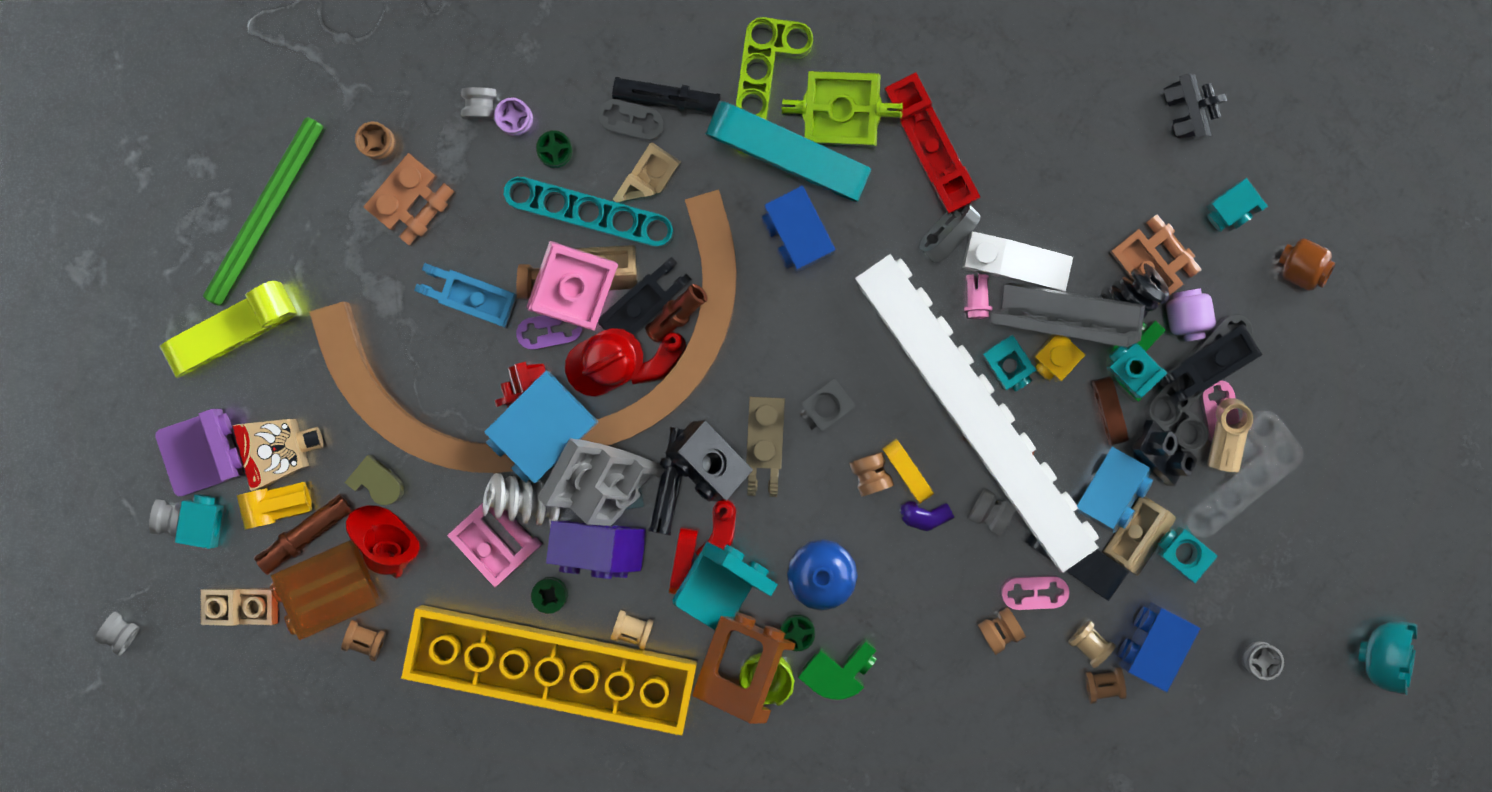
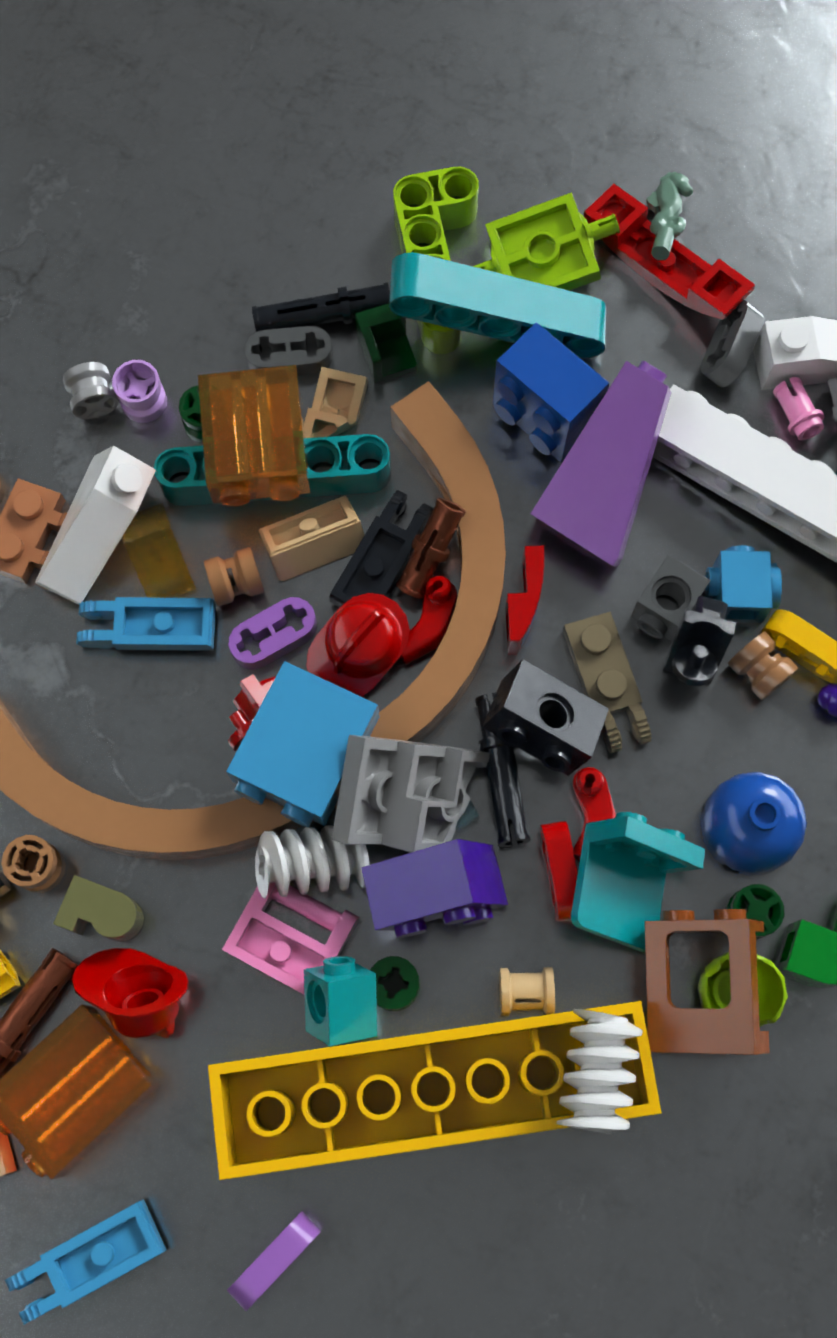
camera: 15 degrees left, 15 degrees down
(309, 693) = (92, 1259): none -> dark azure hinge
(347, 438) = (41, 871): none -> medium nougat wheel
(363, 640) = (148, 1148): medium nougat bush -> none
(419, 733) = (273, 1261): none -> medium lavender beam
(452, 211) = (95, 523): none -> white slope
(487, 241) = (157, 554): none -> clear yellow slope
(510, 596) = (340, 1001): none -> teal brick
(572, 285) = (282, 556): bright pink plate -> none
(579, 195) = (253, 435): none -> clear orange brick
(651, 701) = (599, 1072): none -> white piece
(698, 146) = (385, 343): none -> dark green panel
(722, 378) = (522, 607): none -> red slope
(814, 305) = (606, 469): none -> medium lavender slope
(829, 449) = (700, 642): none -> black hips
(882, 412) = (746, 583): none -> dark azure brick
(951, 97) = (667, 206): none -> sand green animal

